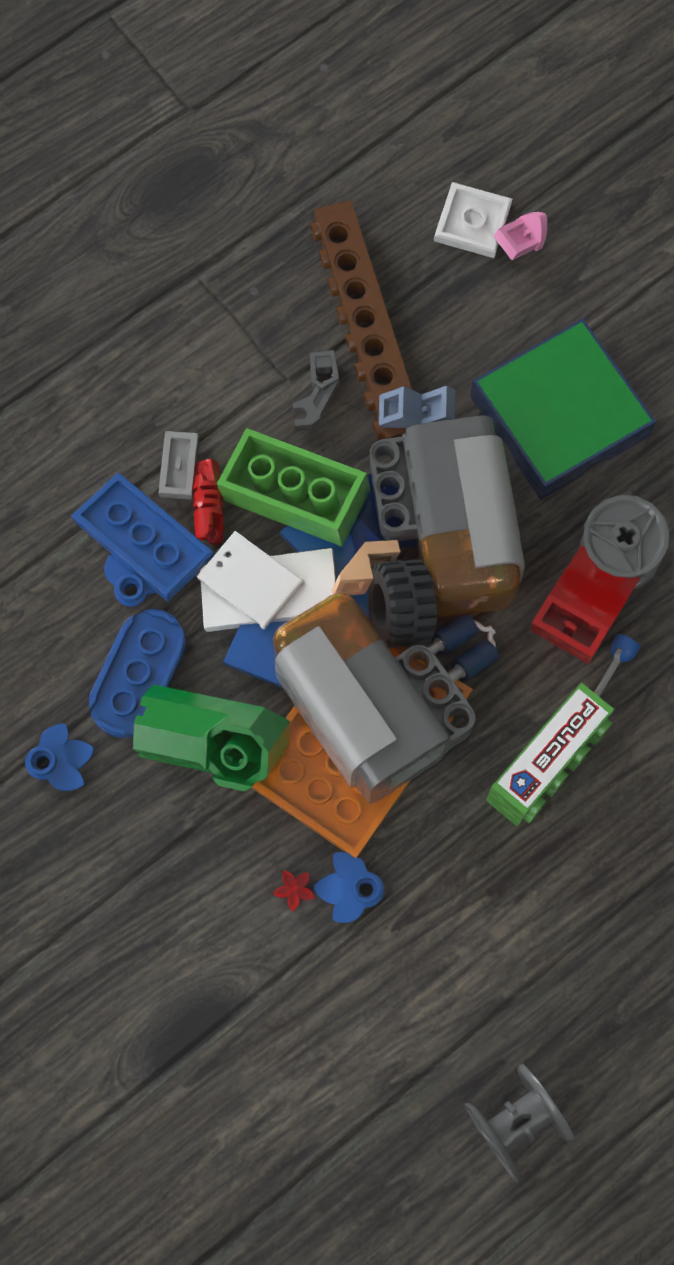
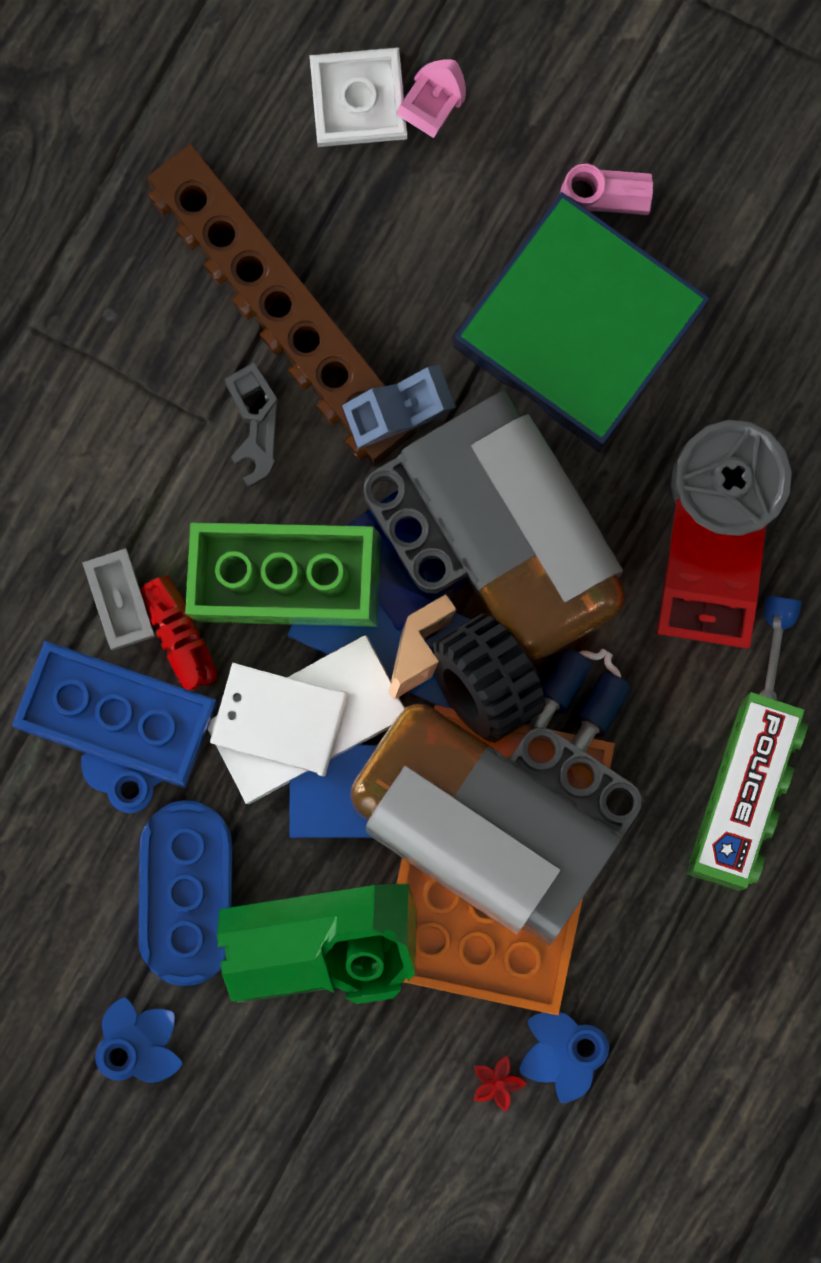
camera: 25 degrees left, 10 degrees up
(615, 334) = (612, 190): none -> bright pink piece

